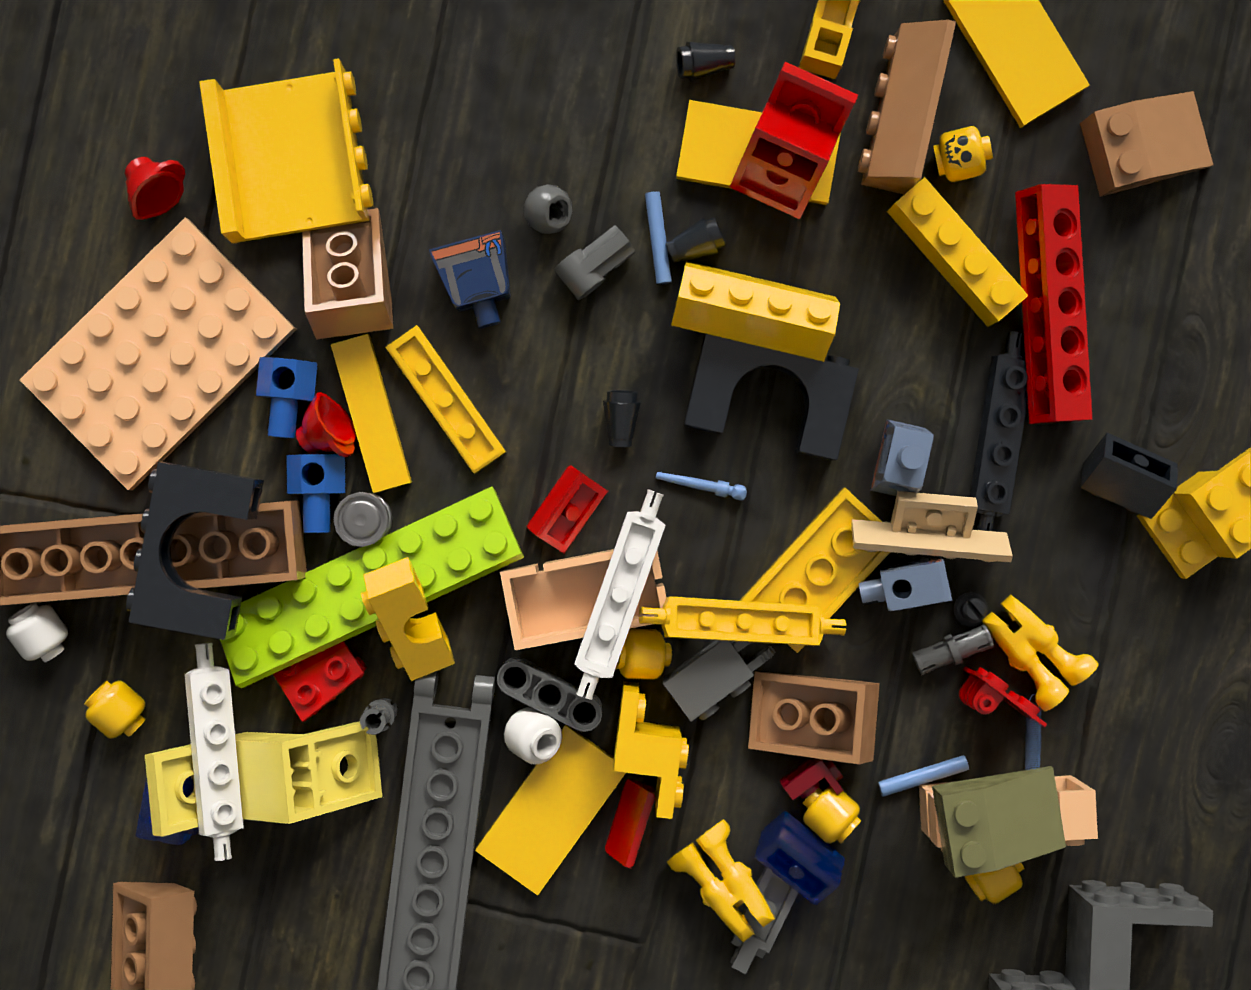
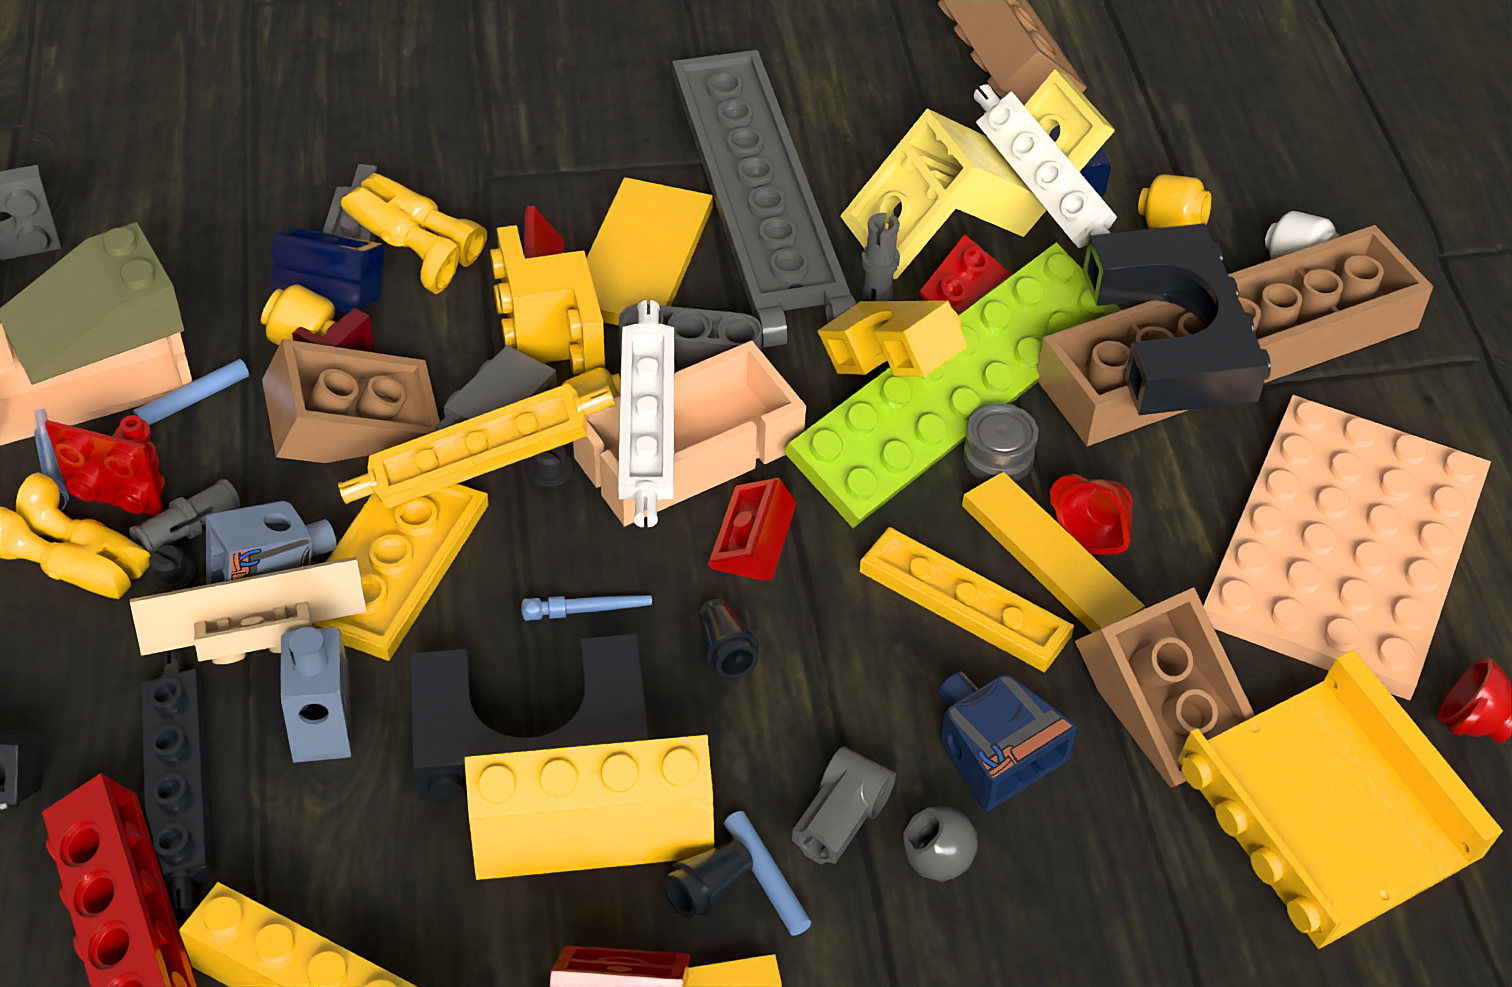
camera: 165 degrees right, 40 degrees down
(285, 402) = (1171, 546): blue piece -> none
(316, 497) = (1072, 450): blue piece -> none
(533, 735) = (692, 285): white head -> none

